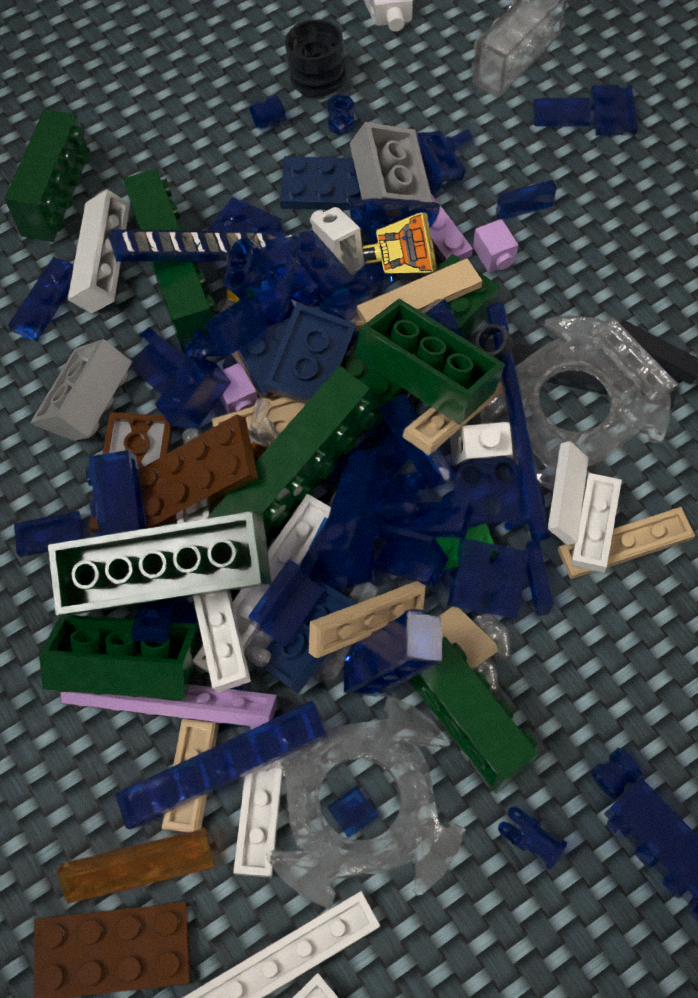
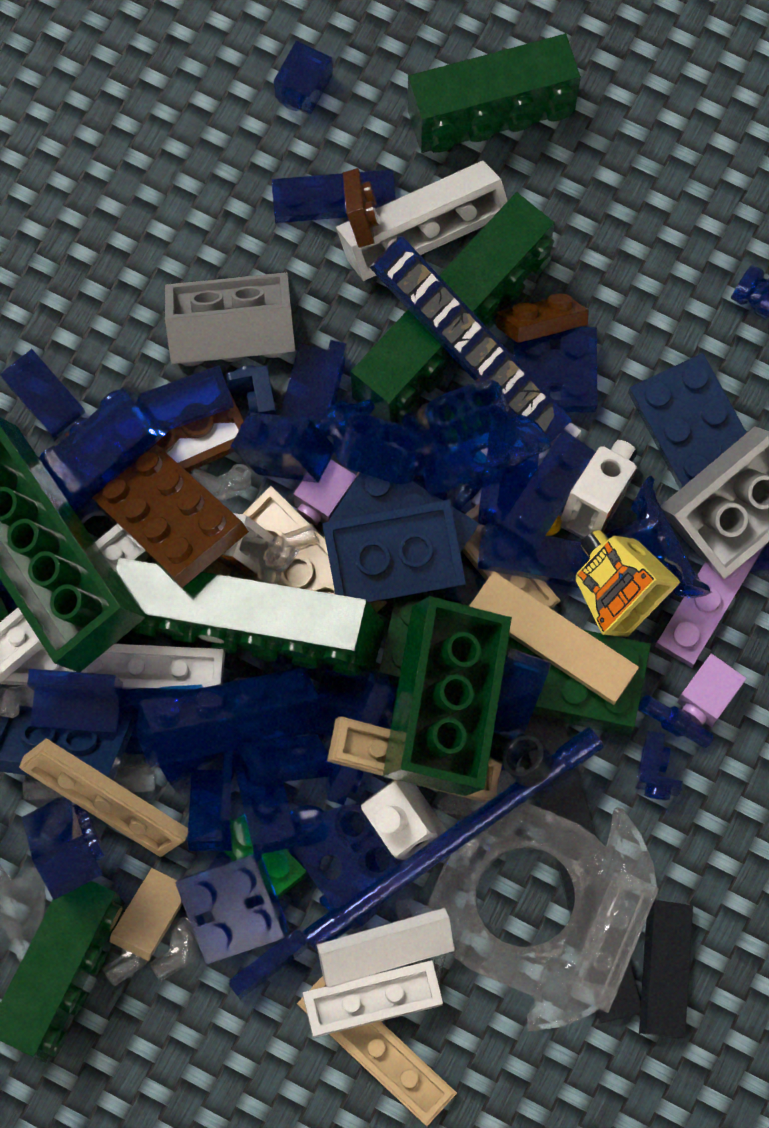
camera: 60 degrees right, 10 degrees up
(67, 271) = (360, 207): none -> reddish brown plate
(121, 430) = (189, 398): none -> clear blue tile
(139, 395) = (254, 384): none -> dark blue bracket
(209, 213) = (541, 318): none -> reddish brown plate
(505, 269) = (676, 721): none -> clear blue bar
(525, 299) = (654, 760): none -> clear blue bracket

